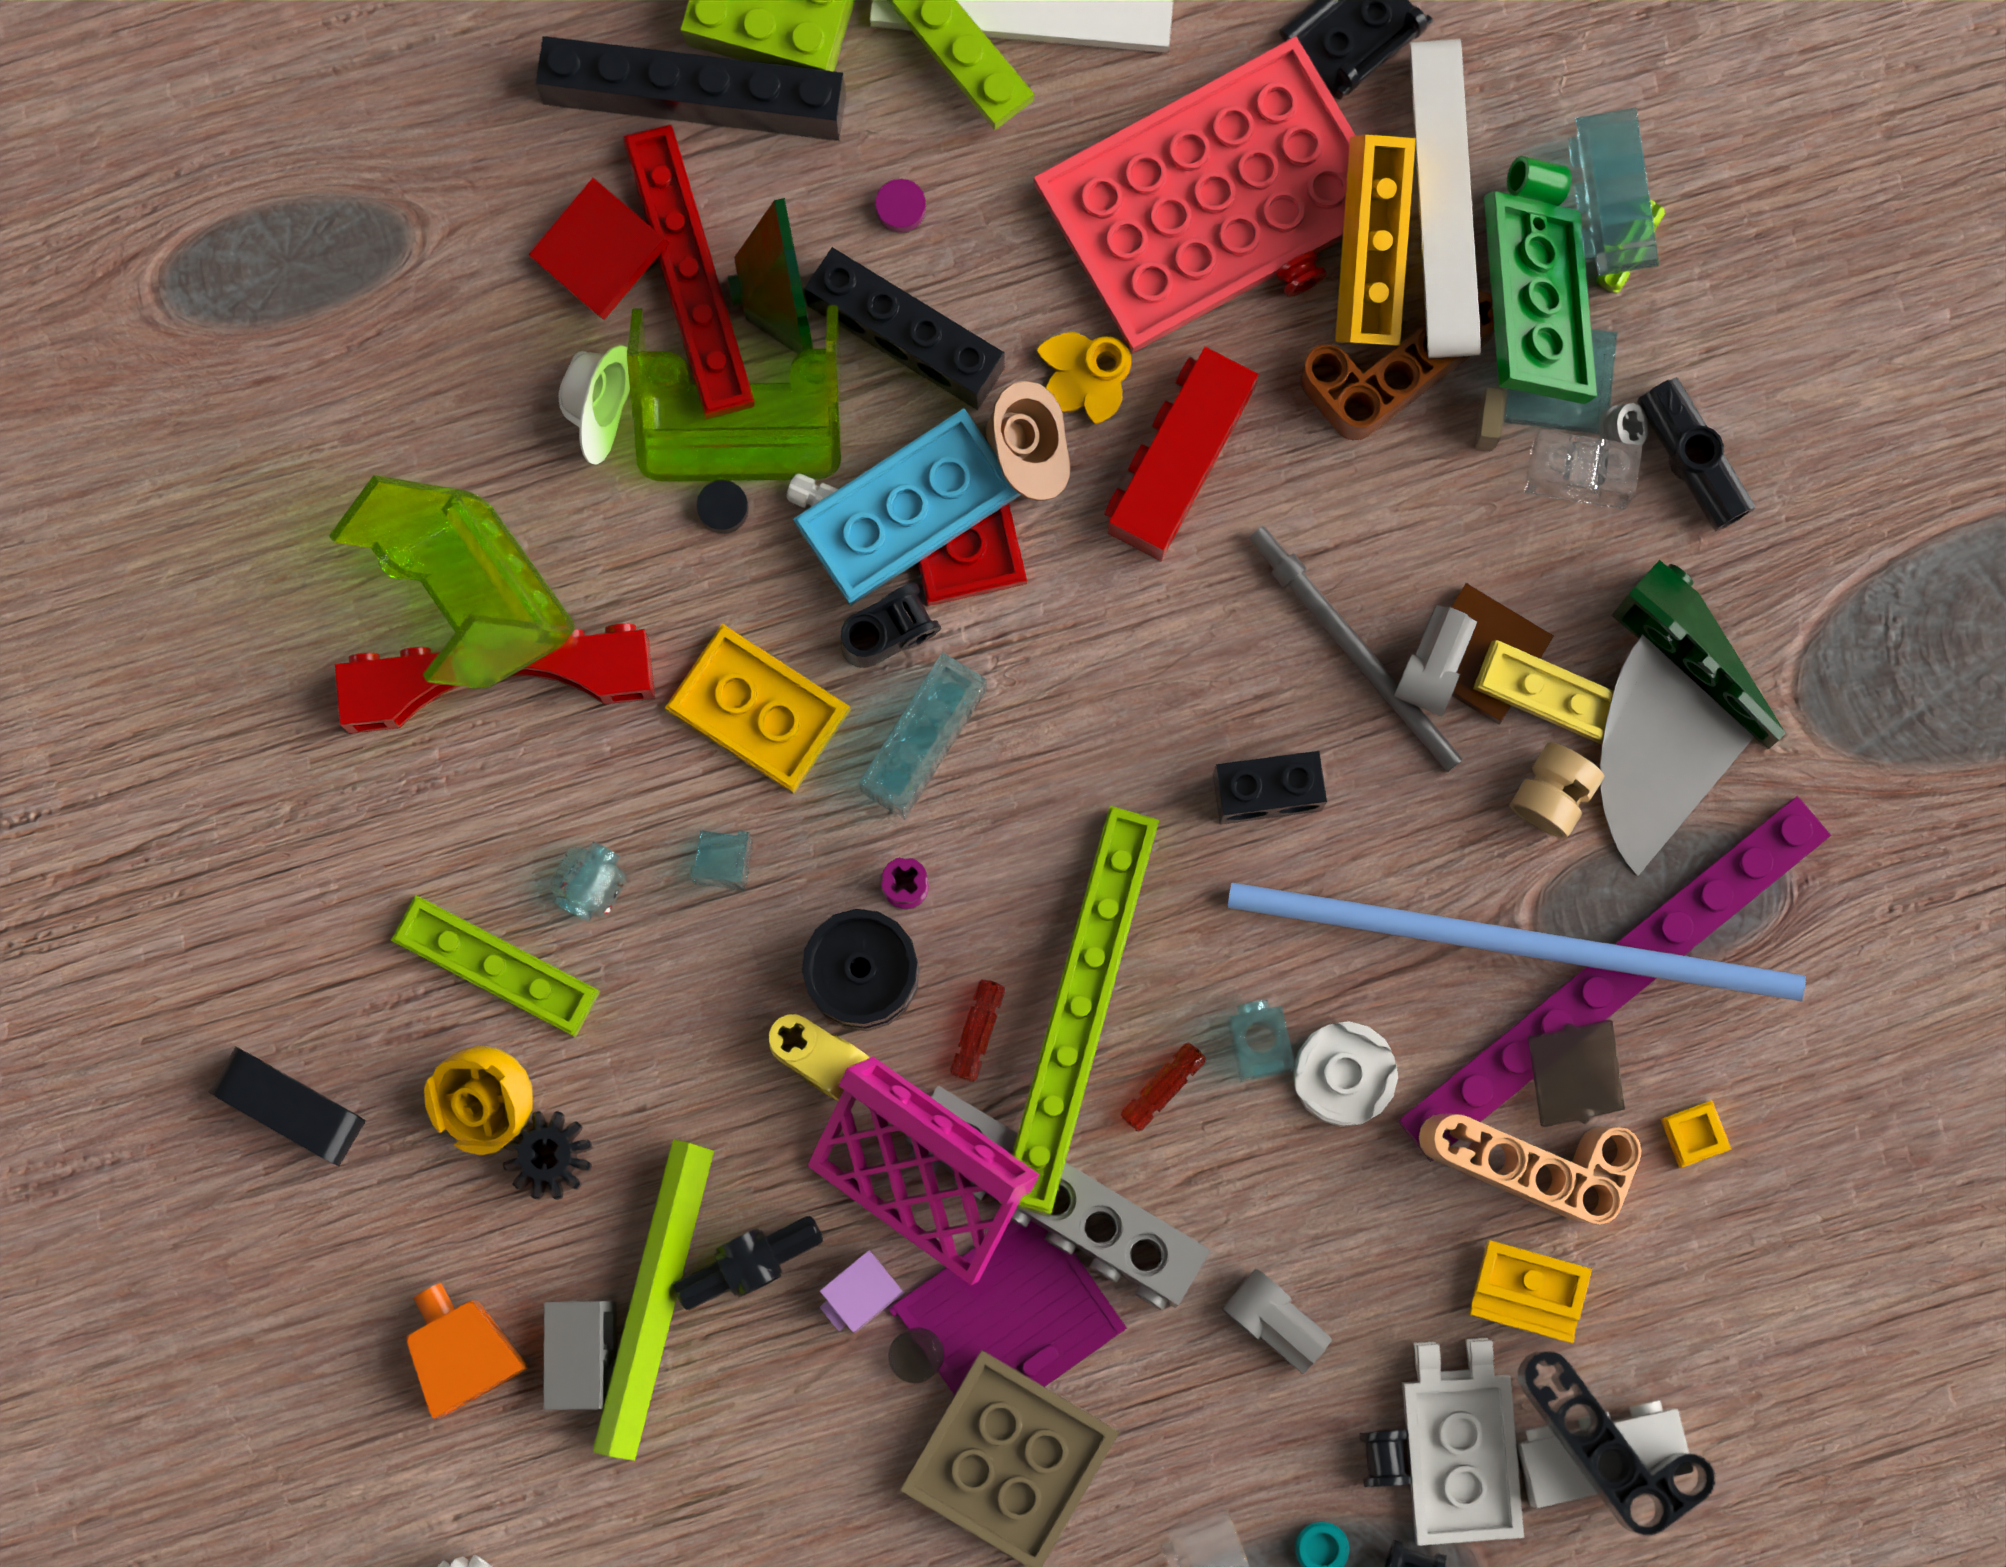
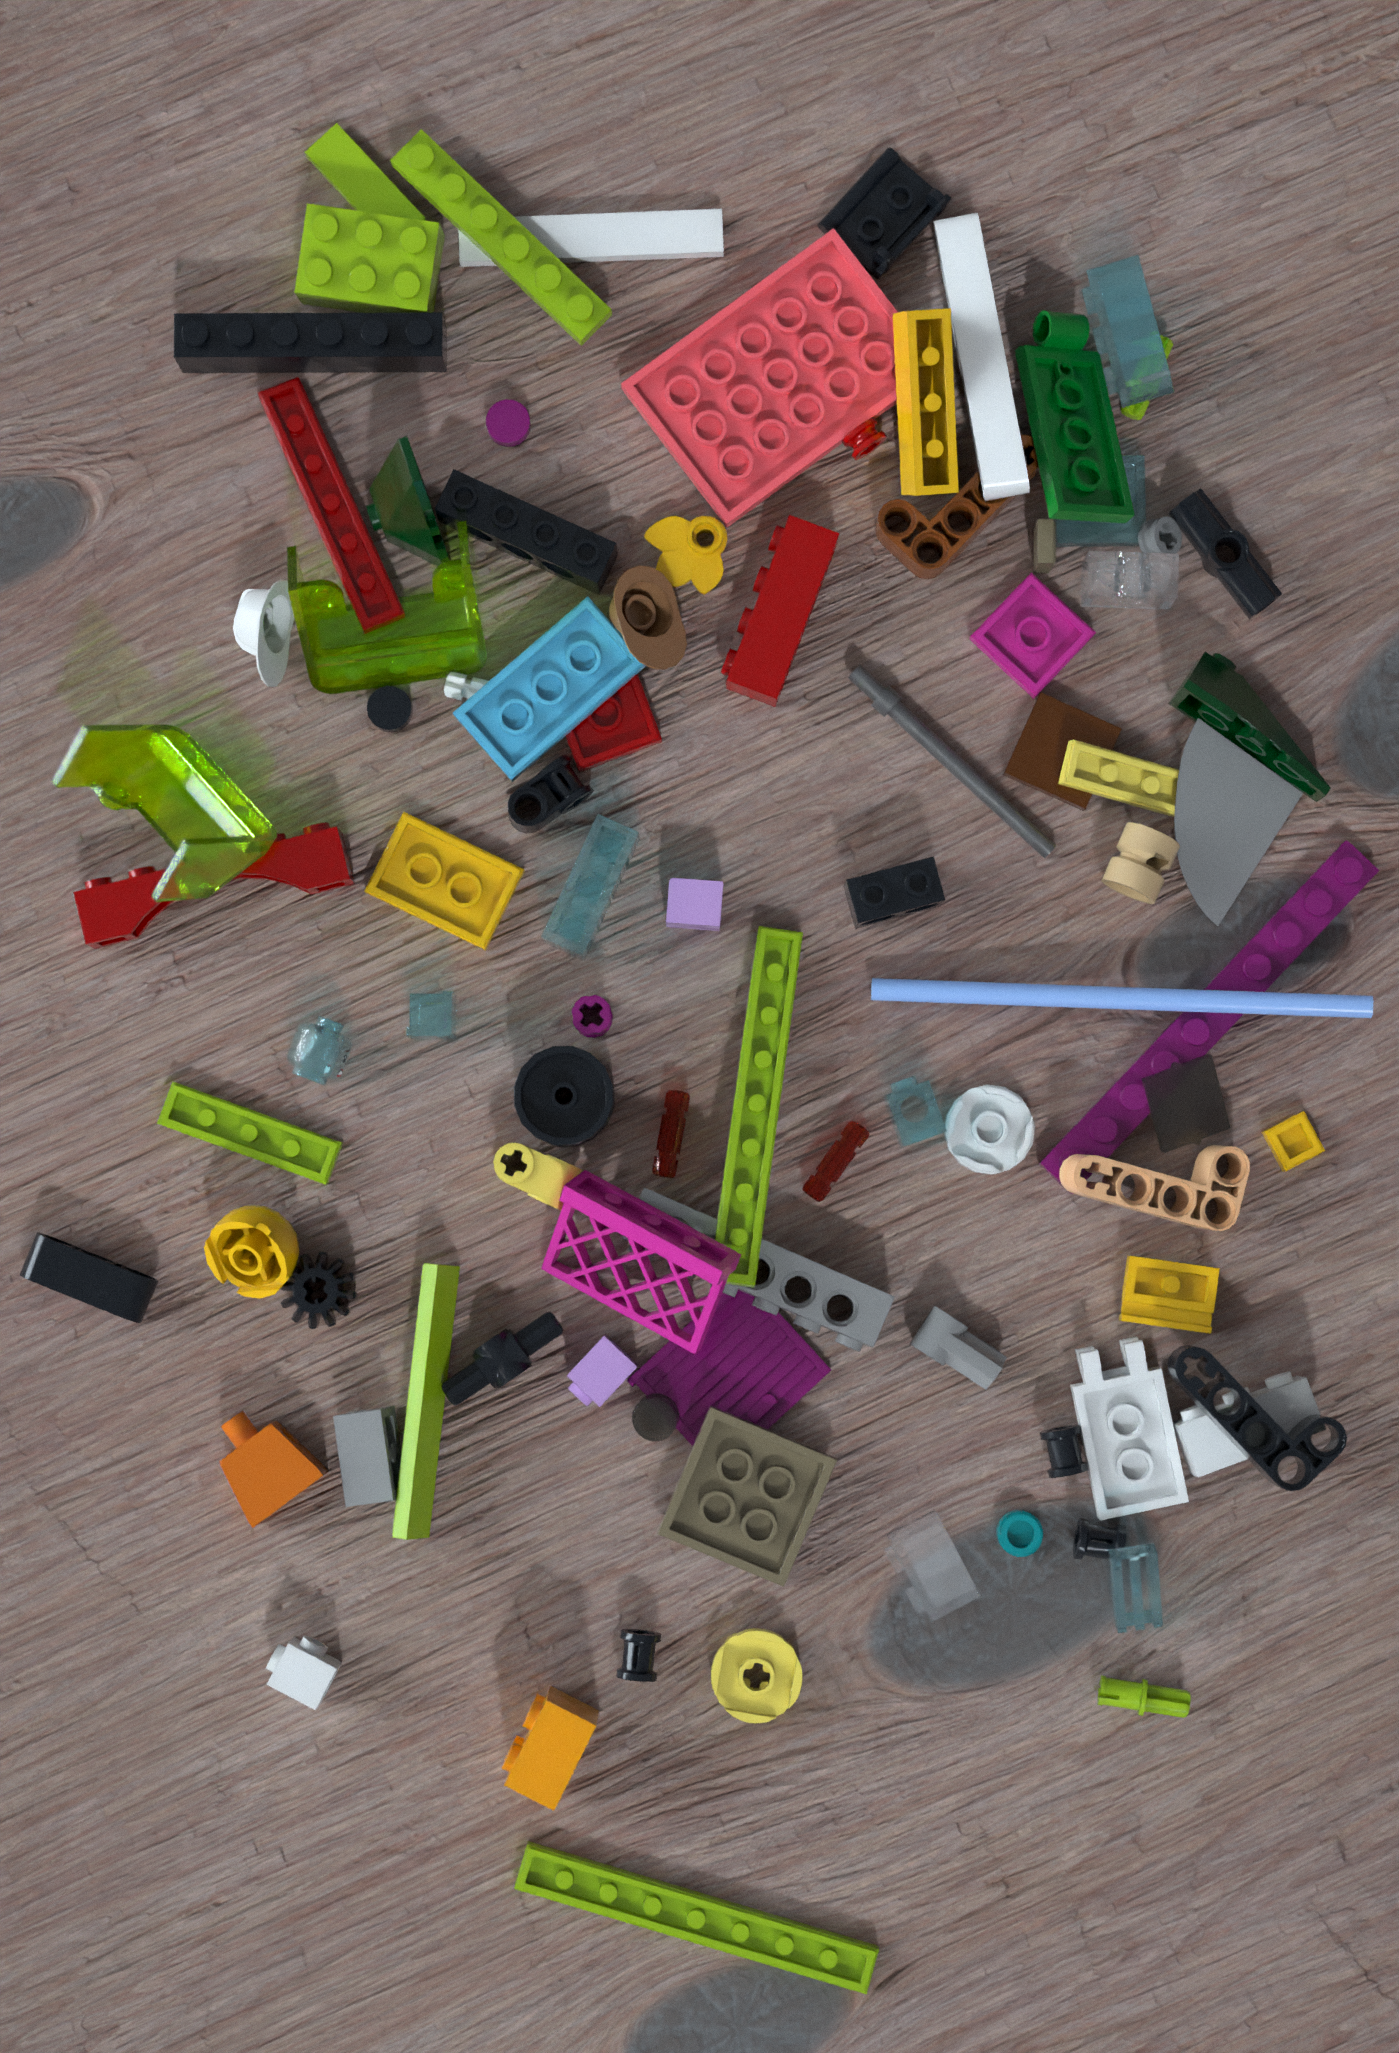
camera: 10 degrees left, 5 degrees up
(598, 248) = (250, 495): red tile -> none
(1039, 771) = (694, 904): none -> lavender panel
(1432, 670) = (1021, 775): light grey piece -> none
(1464, 518) = (1032, 635): none -> dark pink tile

